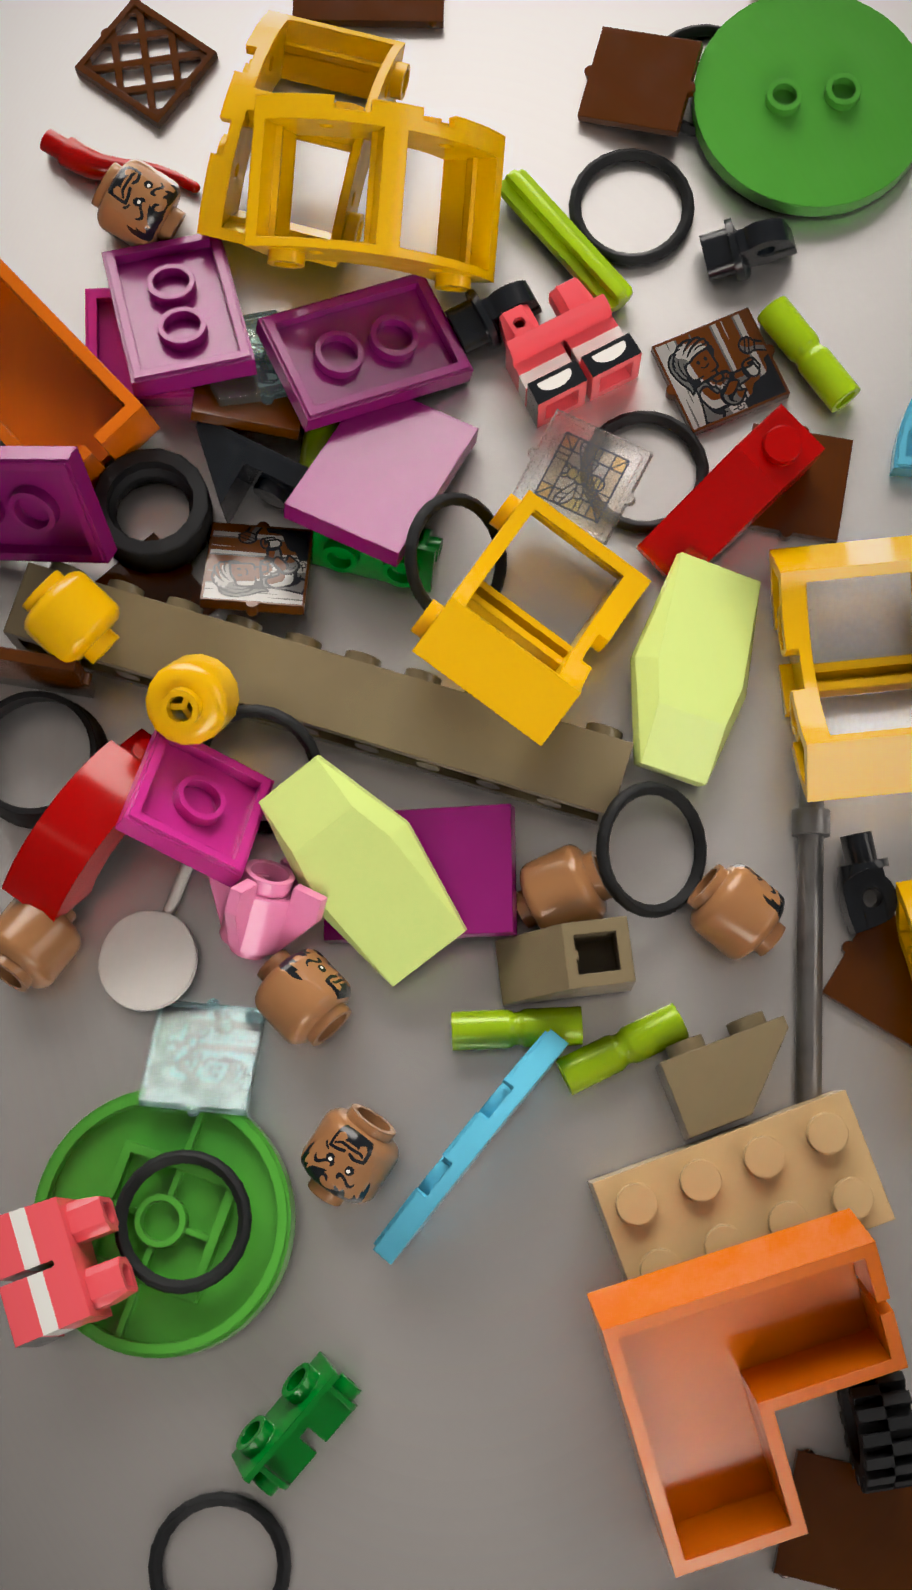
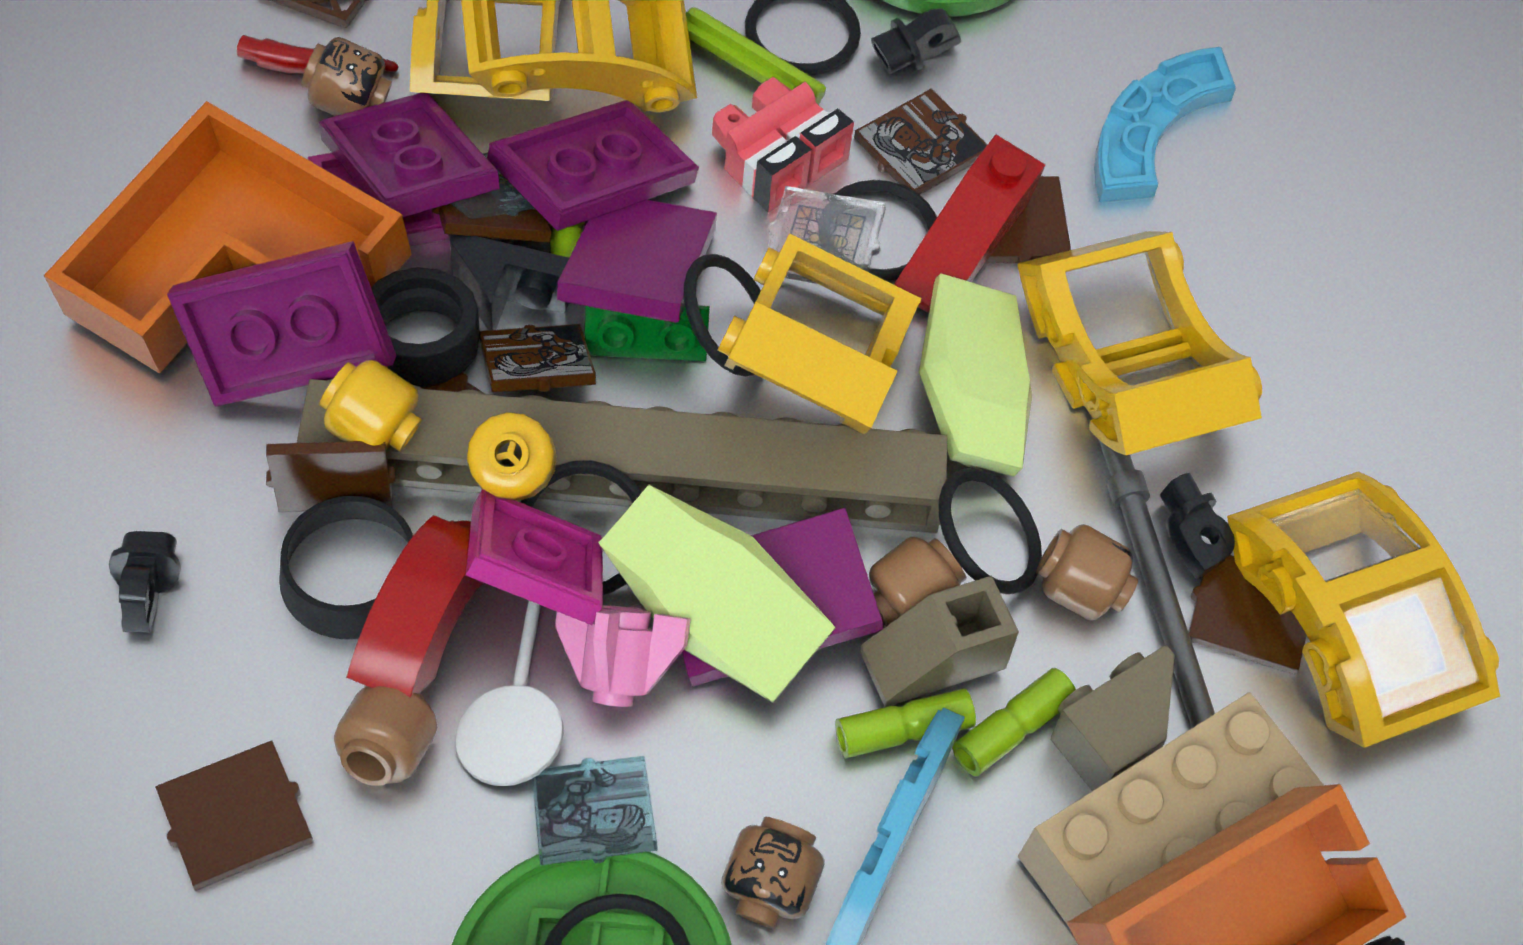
camera: 25 degrees left, 20 degrees down
(302, 996) = (684, 728): medium nougat head -> none
(477, 320) = (692, 126): black piece -> none
(813, 360) = (1002, 117): lime piece -> none

